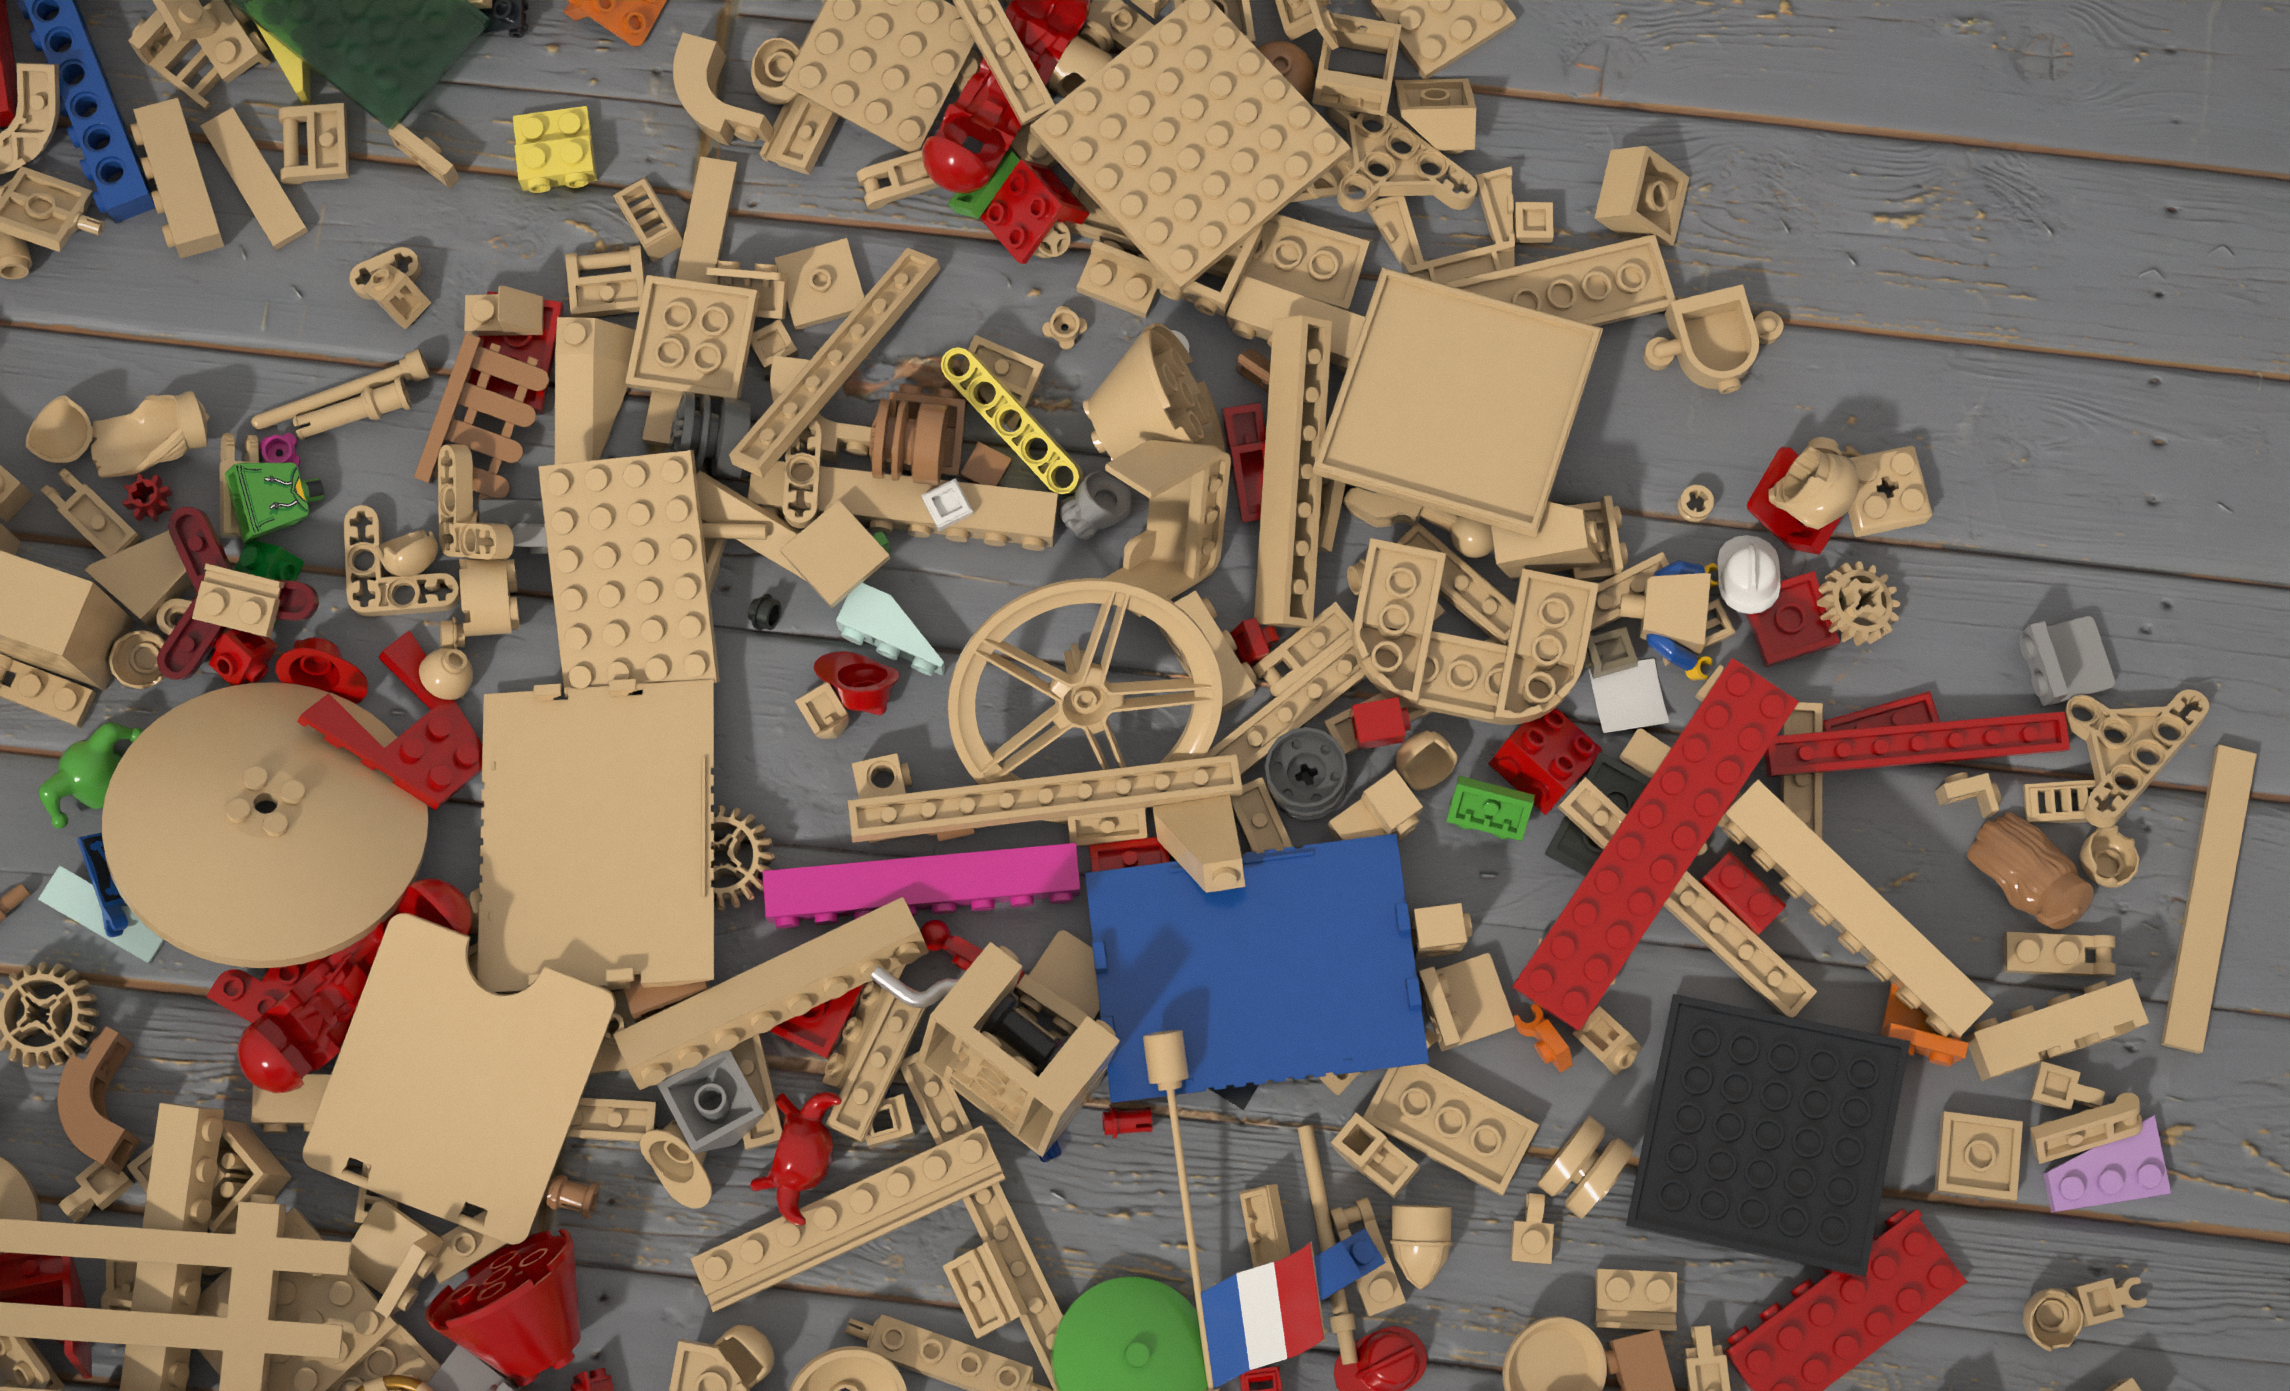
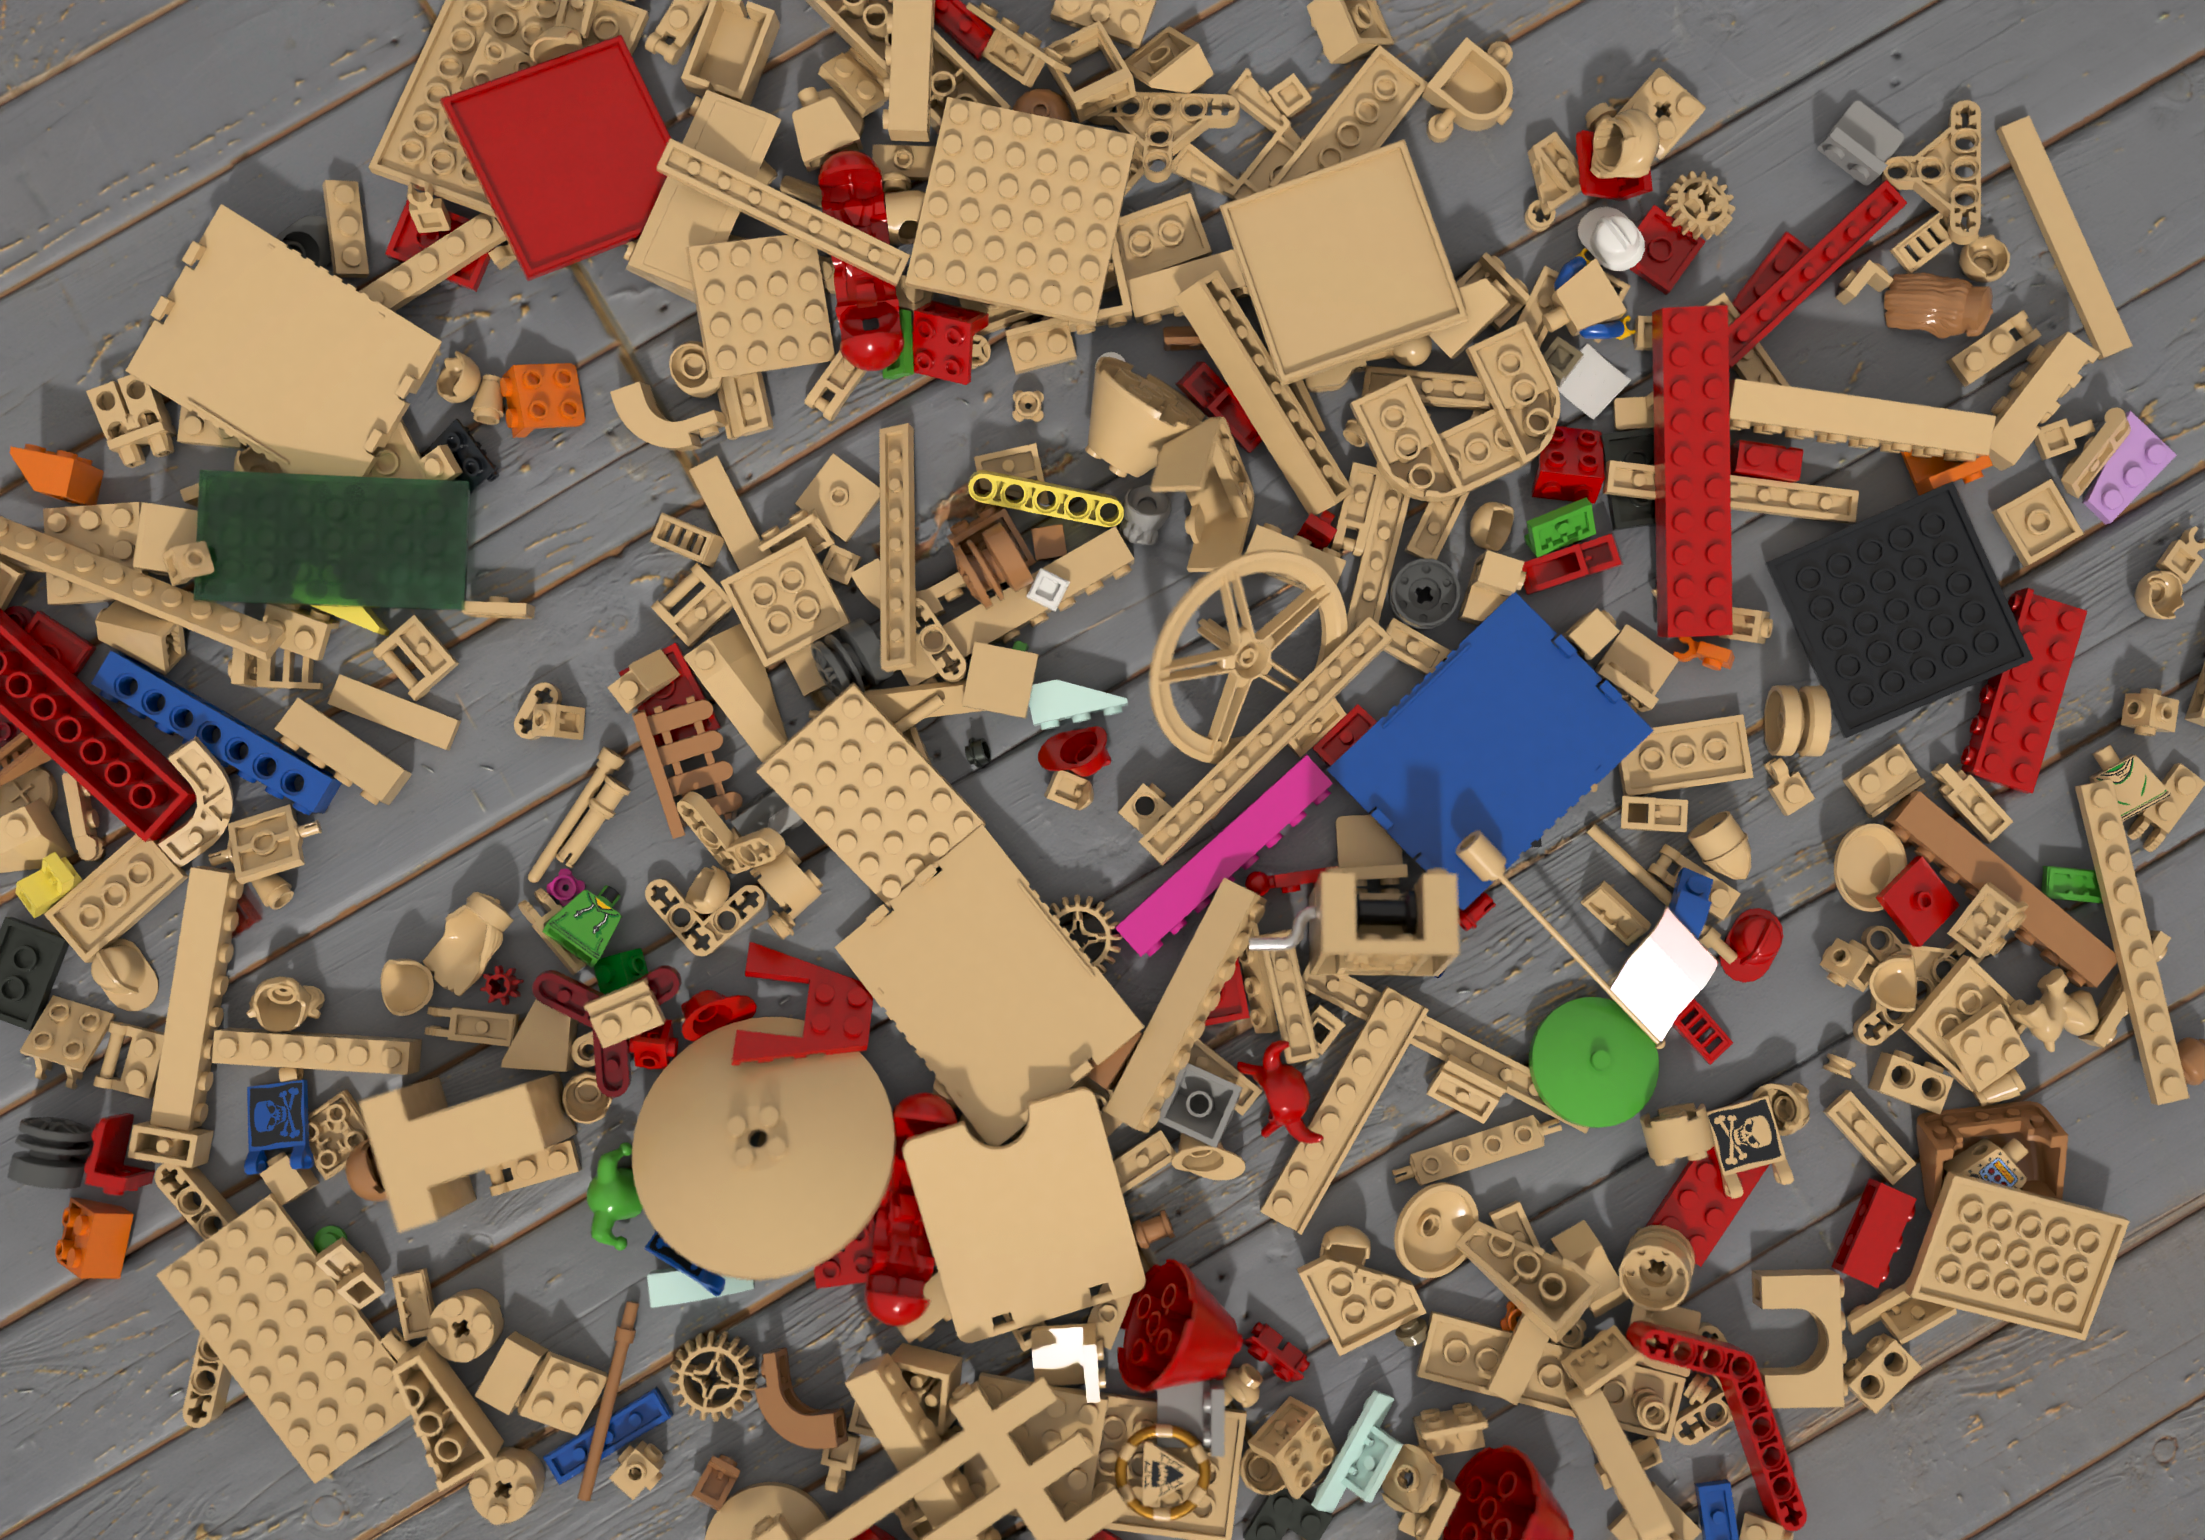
camera: 35 degrees left, 10 degrees up
(446, 673) = (798, 952): tan brick -> none
(554, 149) = (584, 539): light yellow plate -> none
(1203, 841) = (1393, 691): tan slope -> none
(1379, 723) = (1448, 525): red brick -> none
(1477, 854) = (1571, 564): none -> red slope
(1736, 471) = (1554, 172): none -> tan wing

